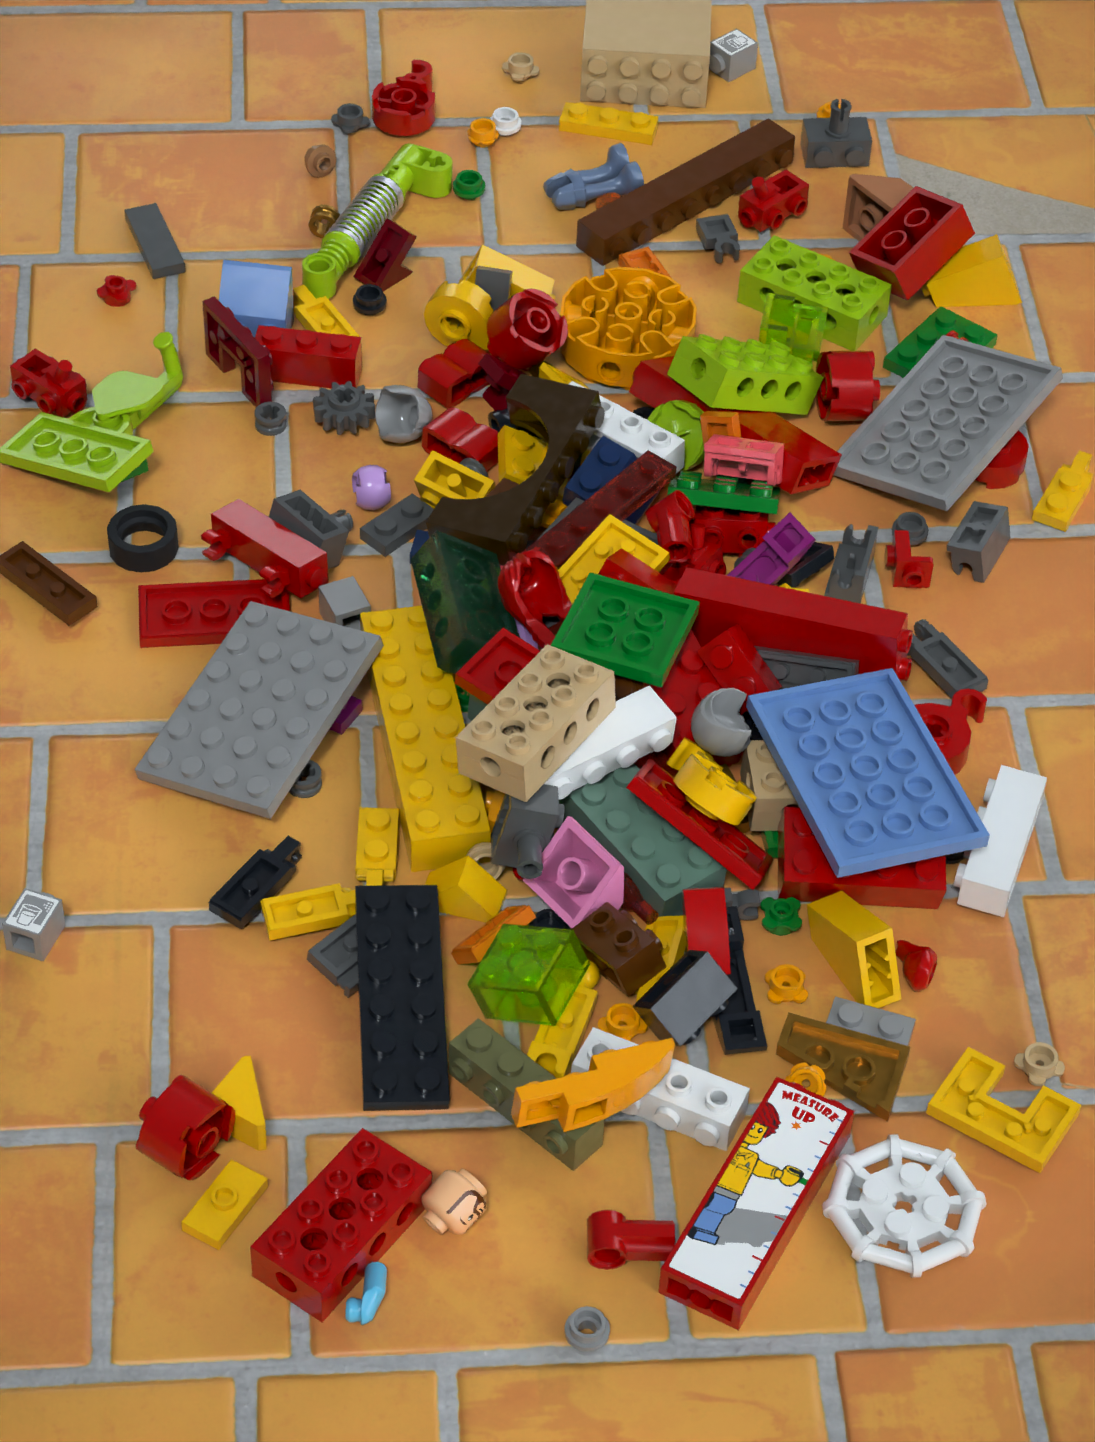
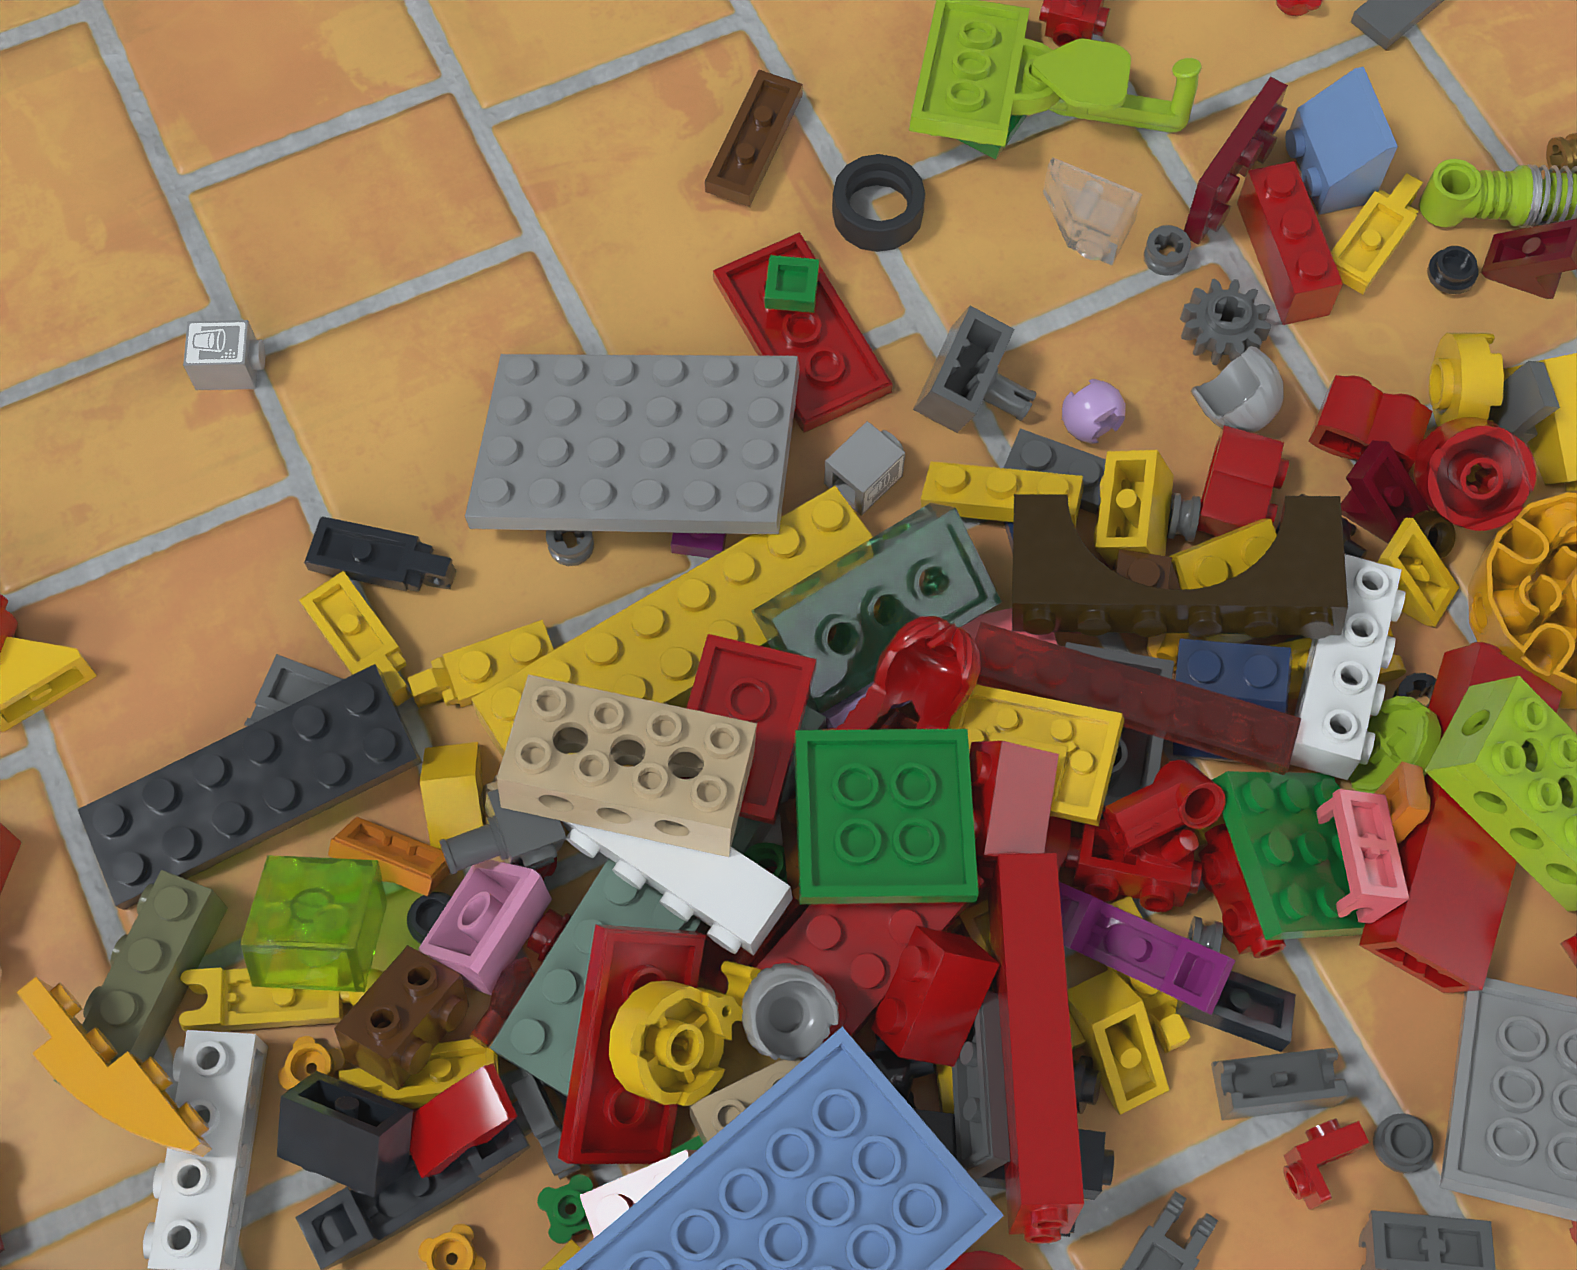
camera: 70 degrees right, 20 degrees up
(185, 593) = (791, 283): none -> green plate
(220, 439) = (1090, 210): none -> clear slope
(268, 548) = (914, 342): red brick -> none
(393, 561) = (990, 491): none -> yellow plate

